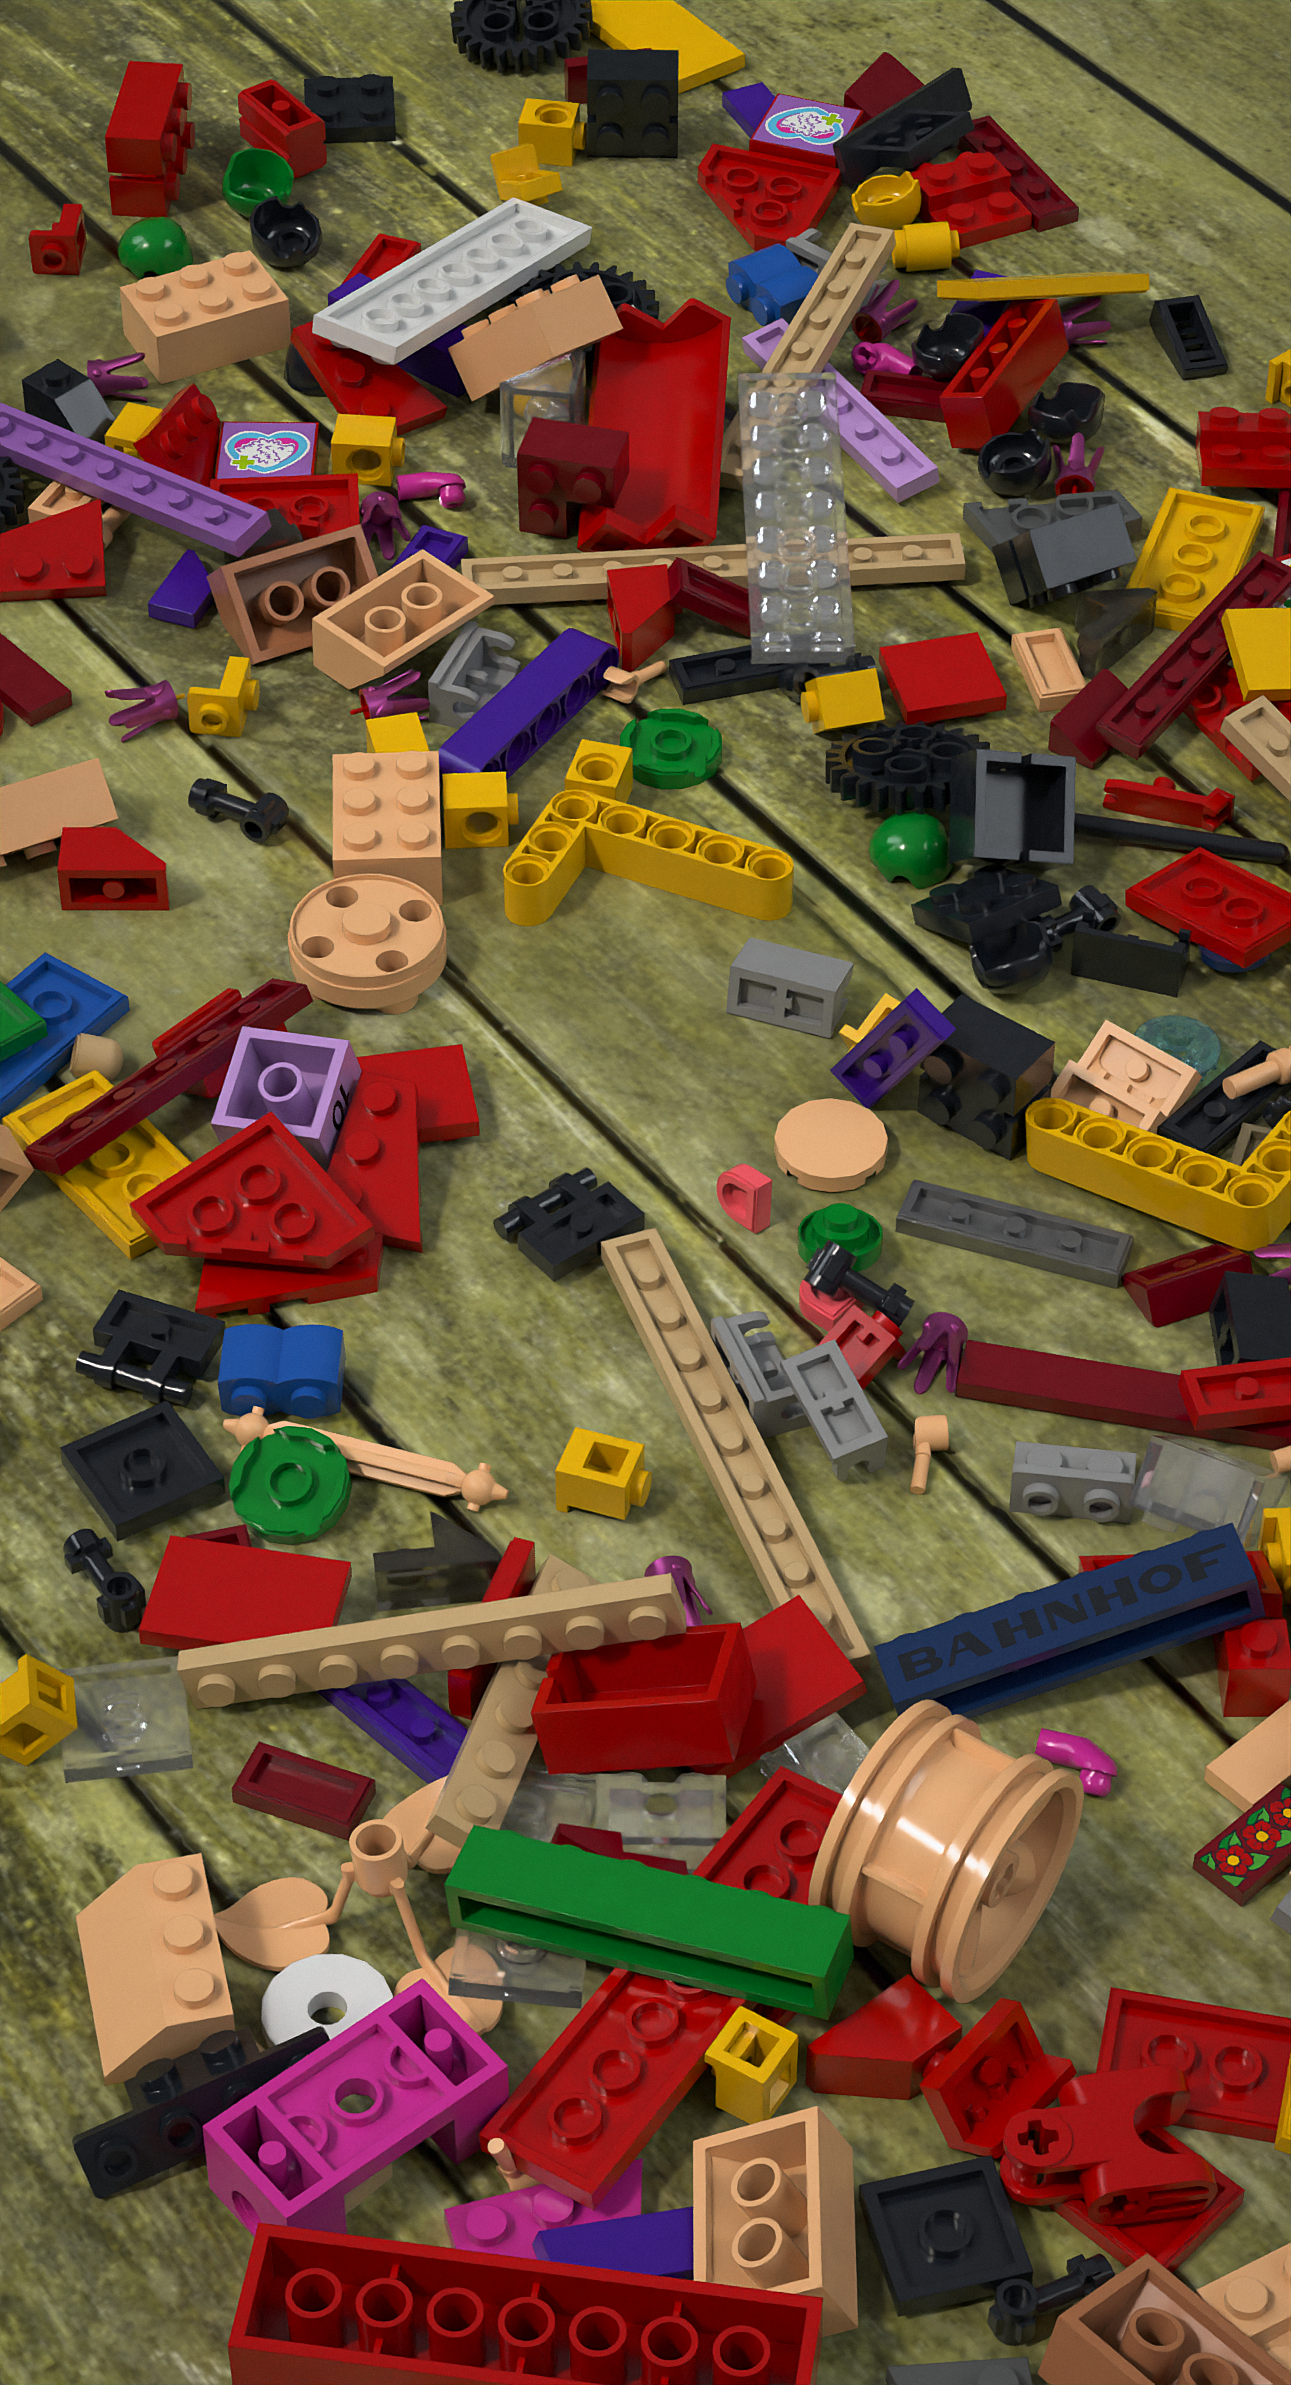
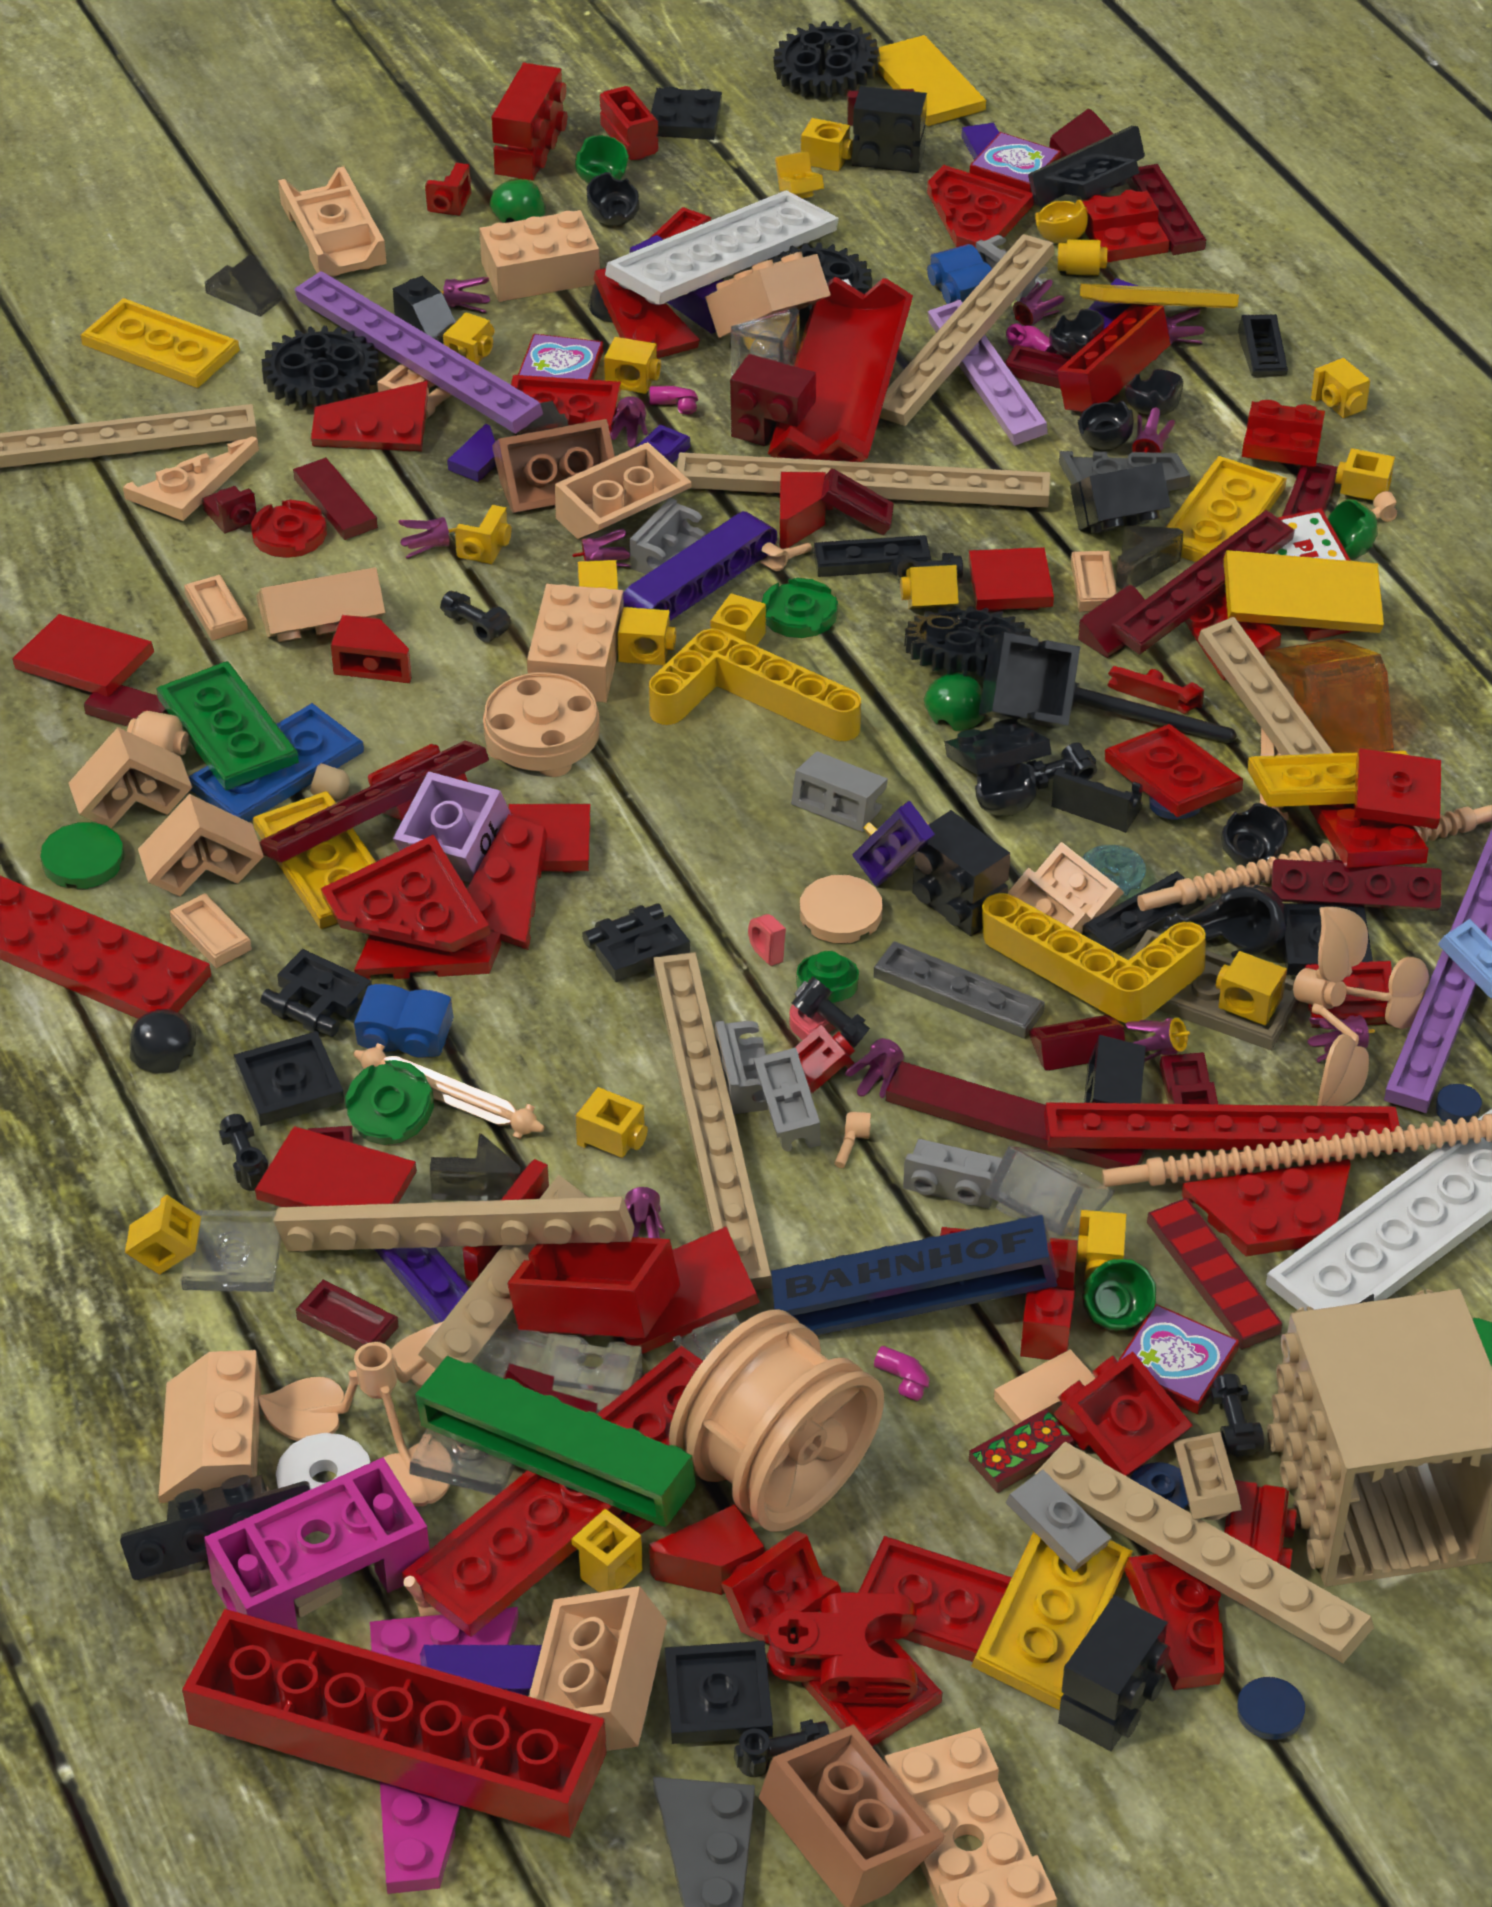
camera: 10 degrees right, 0 degrees up
(183, 437) = (500, 343): red wing -> none
(794, 519) = (927, 449): clear plate -> none

